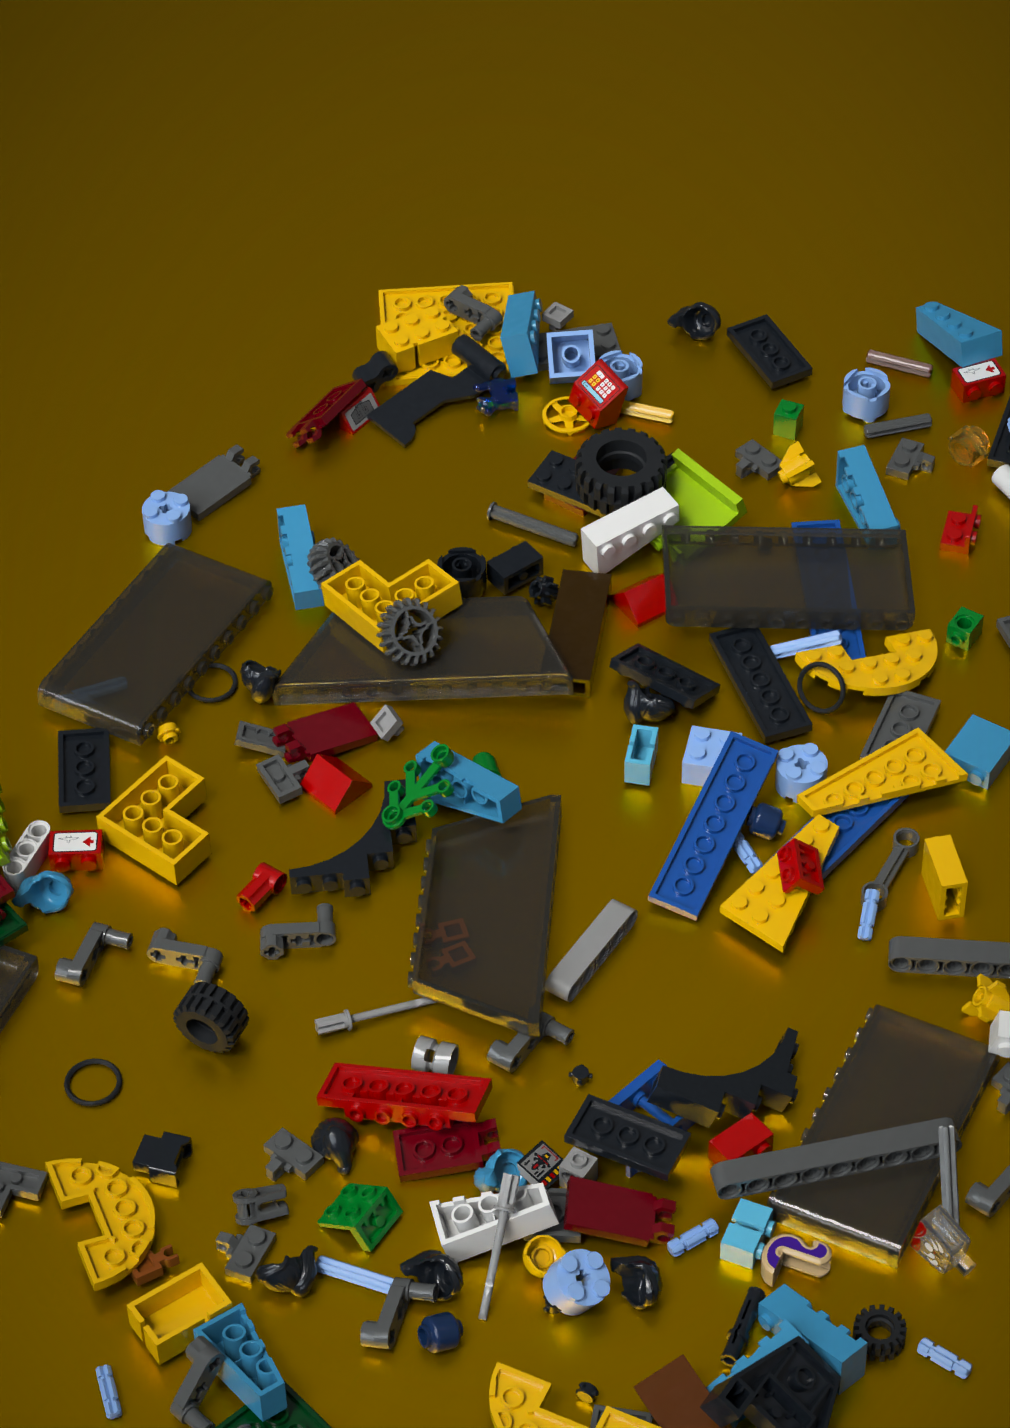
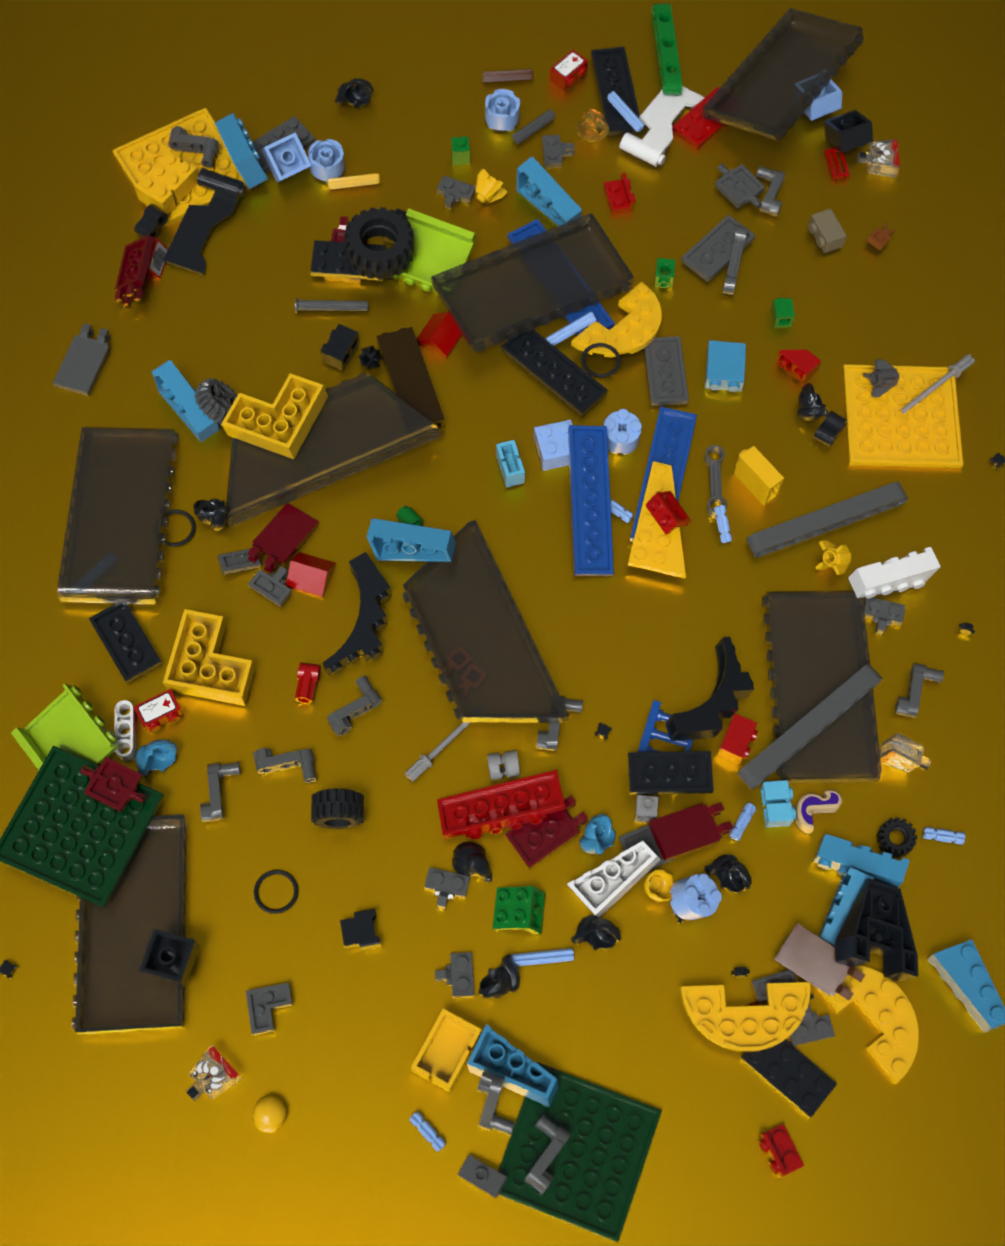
camera: 30 degrees left, 20 degrees up
(121, 1211) = (358, 988): yellow plate -> none
(153, 1265) = (399, 1021): dark orange plate -> none
(167, 517) = (67, 405): light blue brick -> none
(168, 733) = (169, 584): yellow plate -> none
(251, 1207) = (450, 935): dark grey piece -> none
(387, 723) = (321, 511): light grey tile -> none
(397, 812) = (381, 565): green plant -> none
(401, 1292) = (586, 996): dark grey beam -> none
(420, 649) = (317, 439): dark grey gear -> none
(440, 1332) = (624, 976): dark blue head -> none
(467, 569) = (308, 364): black brick -> none
(502, 395) = (251, 209): clear blue animal -> none
(505, 1204) = (630, 872): light grey piece -> none
(540, 1165) = (621, 816): piece -> none
(557, 316) = (255, 125): light grey tile -> none
(567, 414) = (305, 203): yellow wheel -> none
(591, 950) = (559, 631): light grey beam -> none
(599, 395) = (323, 182): red slope -> none
(627, 530) = (406, 287): white wedge -> none
(644, 705) = (491, 421): black hair -> none
(664, 676) = (490, 393): black plate -> none
(738, 1336) = (814, 897): black pin -> none
(765, 821) = (620, 479): dark blue head -> none
(769, 351) = (416, 99): black plate -> none
(896, 770) = (683, 407): yellow wing -> none
(948, 1171) = (886, 704): dark grey axle -> none
(957, 334) = (539, 39): dark azure wedge -> none

